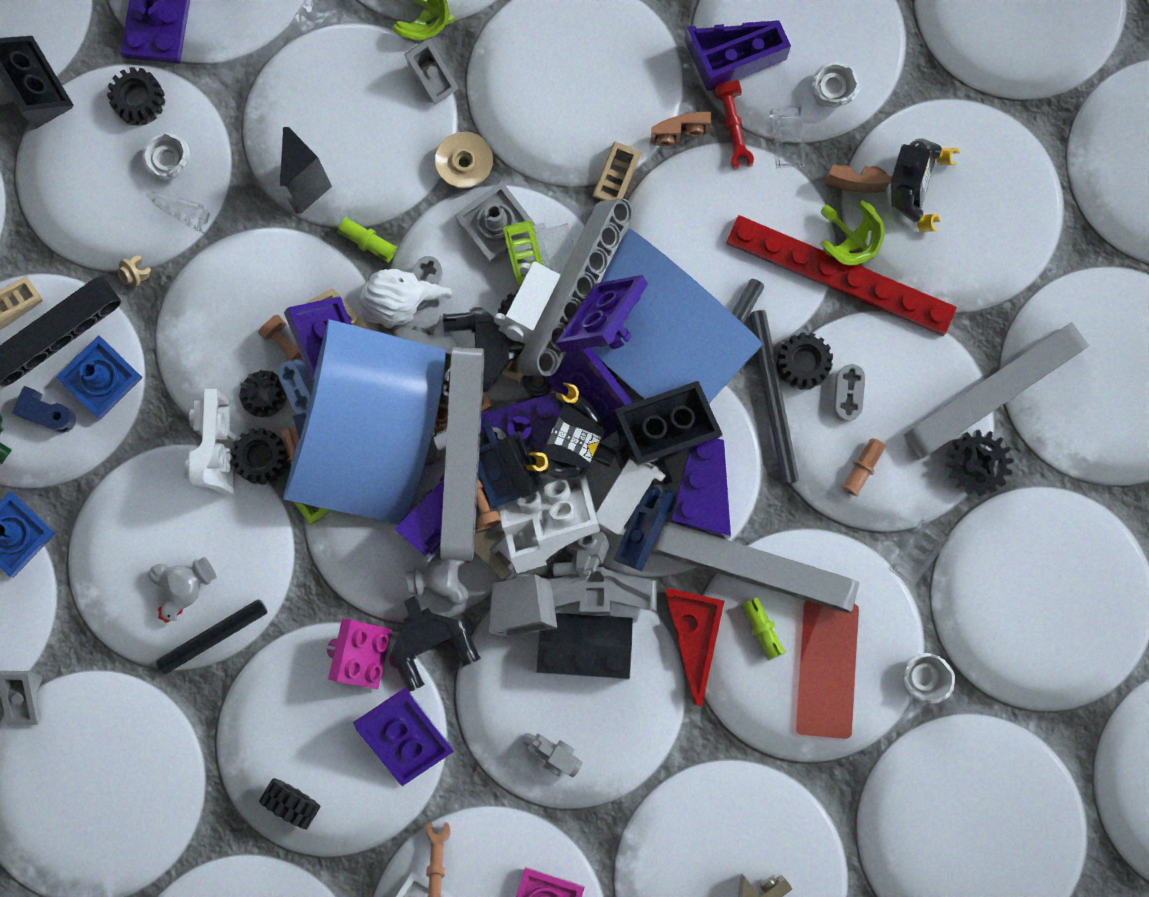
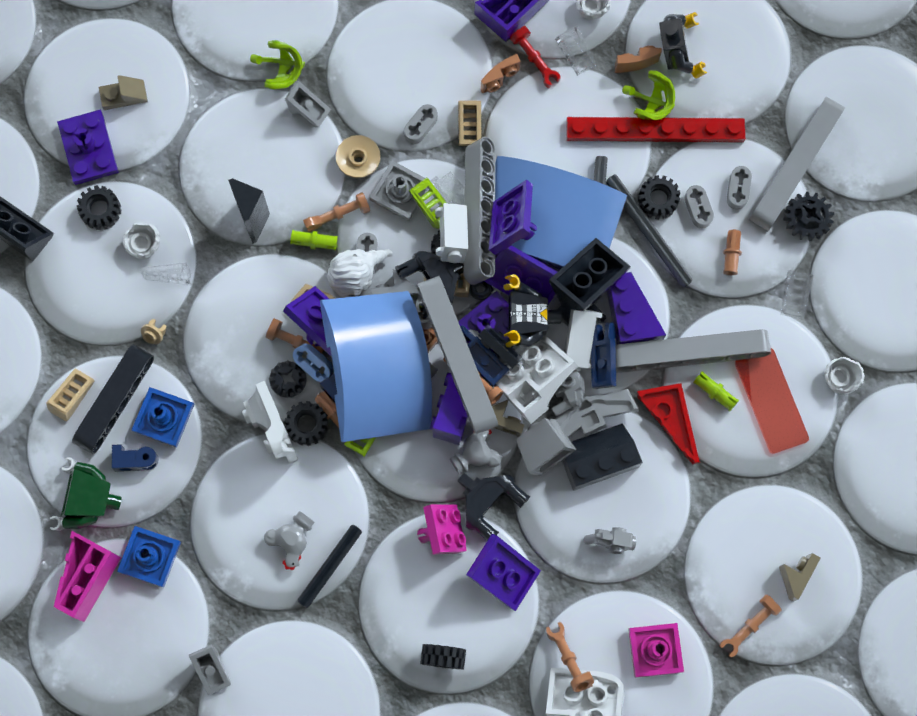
camera: 30 degrees left, 5 degrees down
(410, 218) = (314, 222): none -> nougat piece
(555, 144) = (424, 127): none -> light grey beam
(915, 393) = (744, 188): none -> light grey beam

